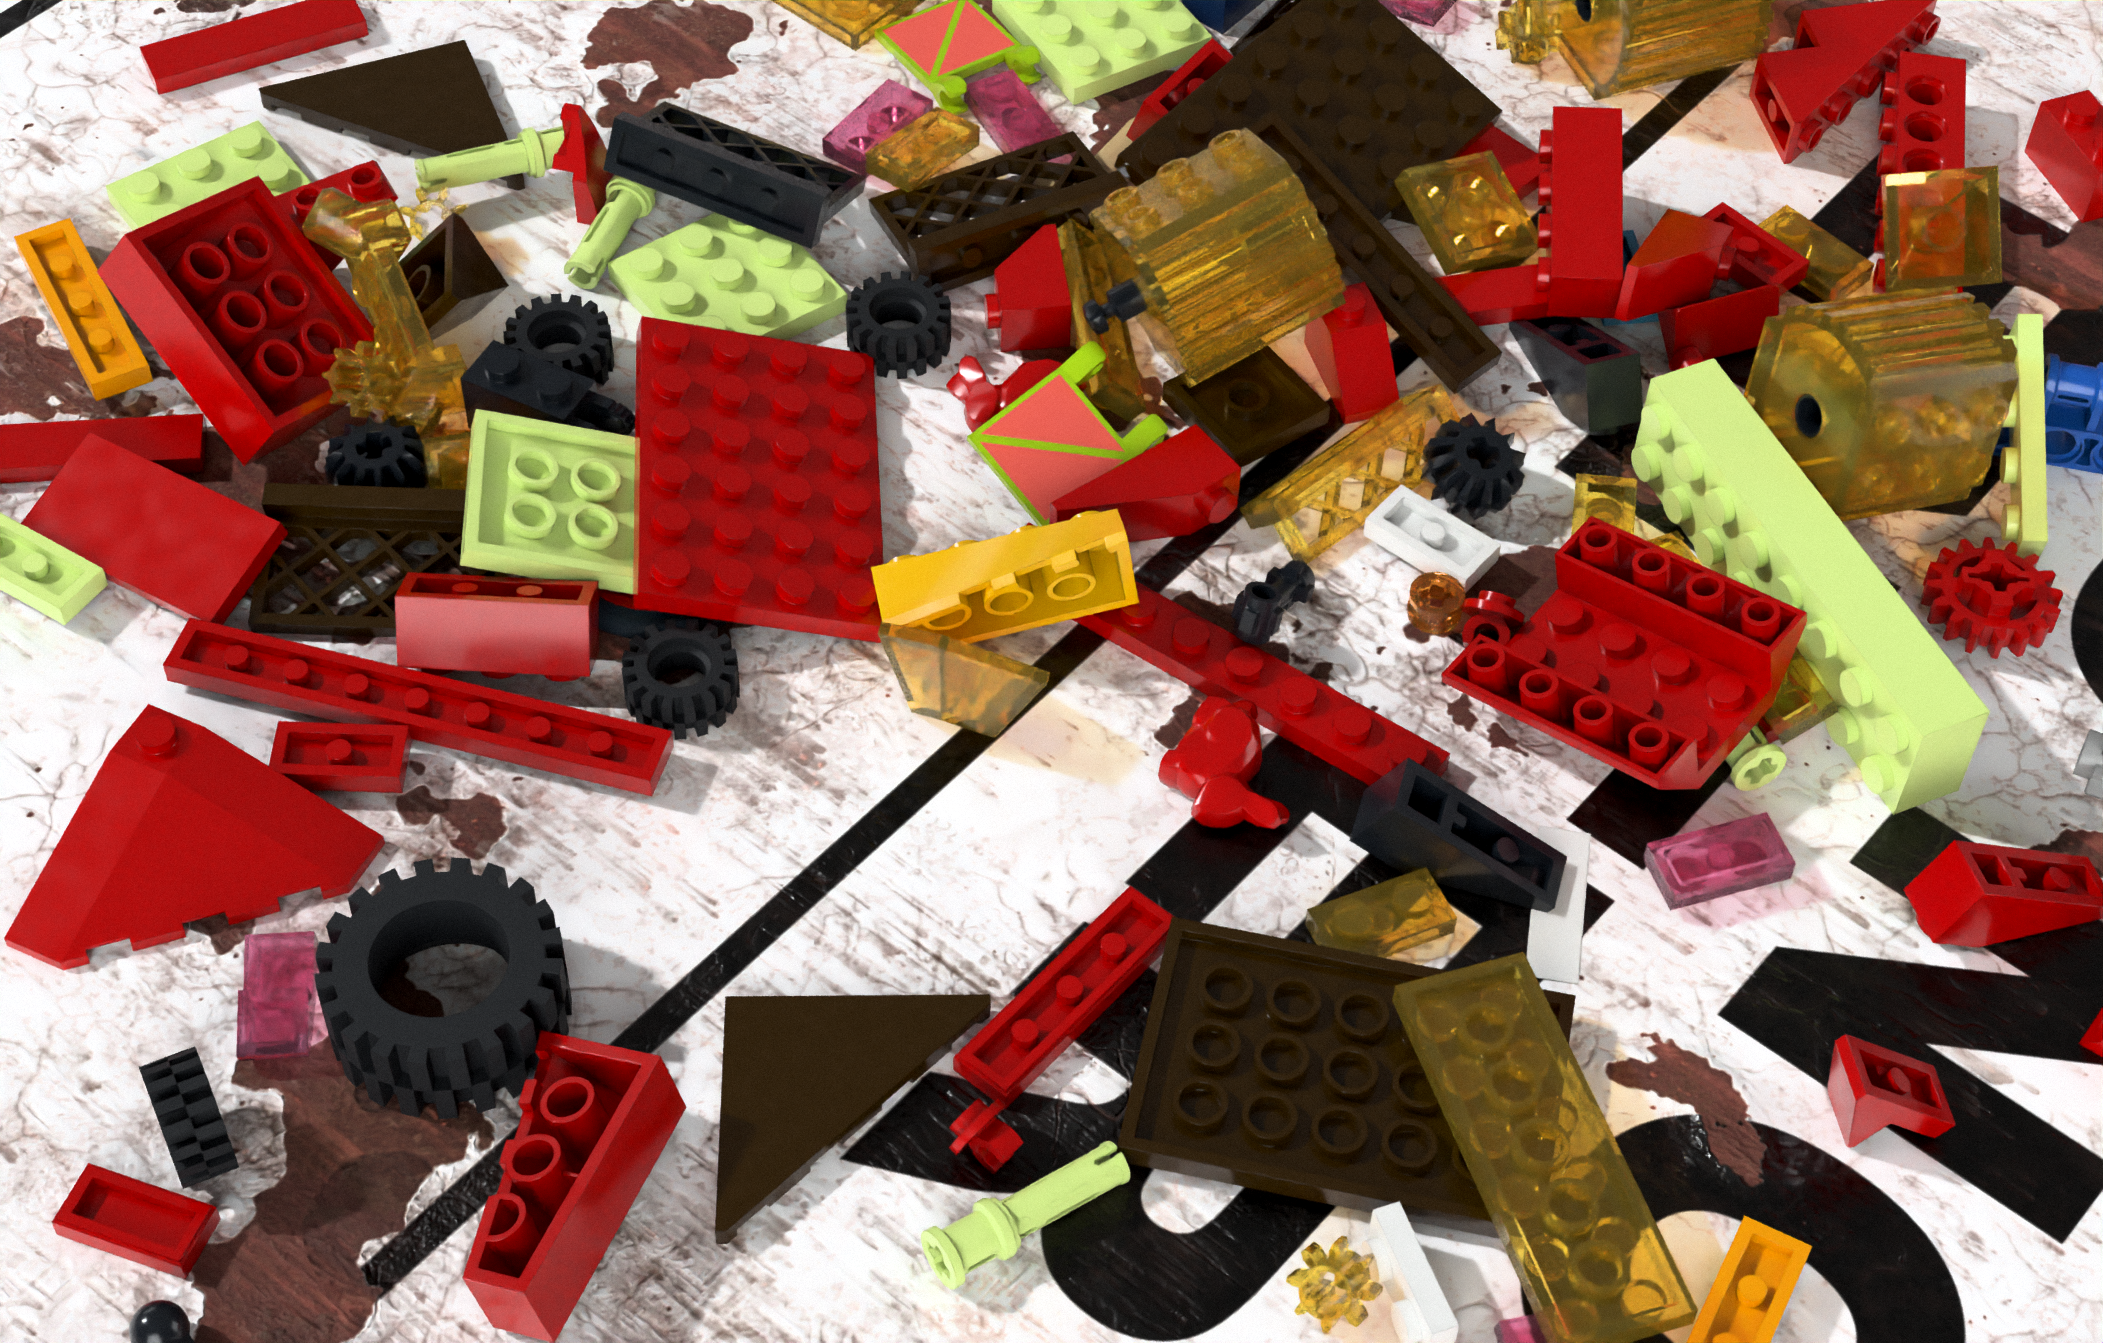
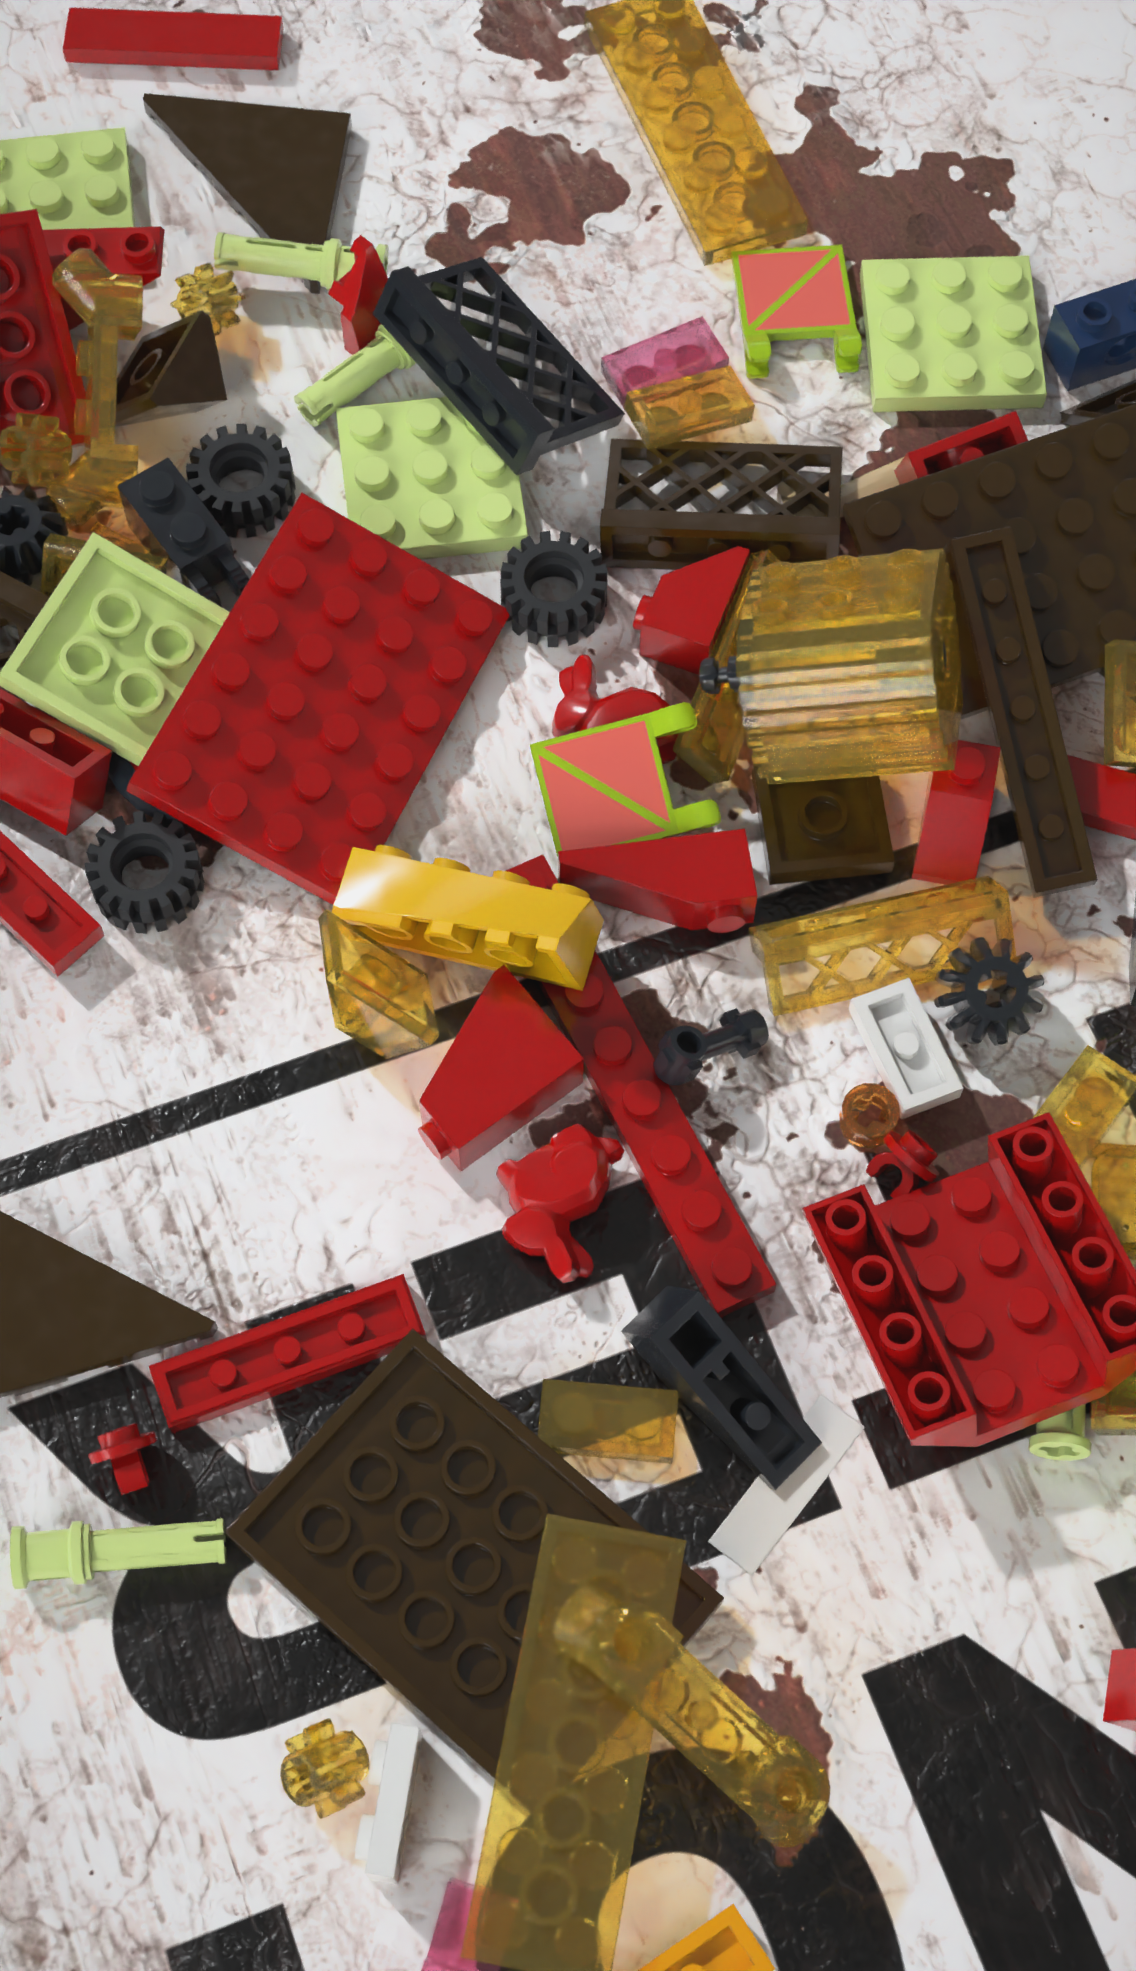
camera: 30 degrees right, 15 degrees up
(1009, 112) = (801, 398): clear pink plate -> none
(1109, 695) = (496, 1074): none -> red slope
(1552, 1033) = (698, 1714): none -> clear yellow plate
(1718, 861) = (957, 1524): clear pink plate -> none
(1881, 1088) = (955, 1855): red slope -> none

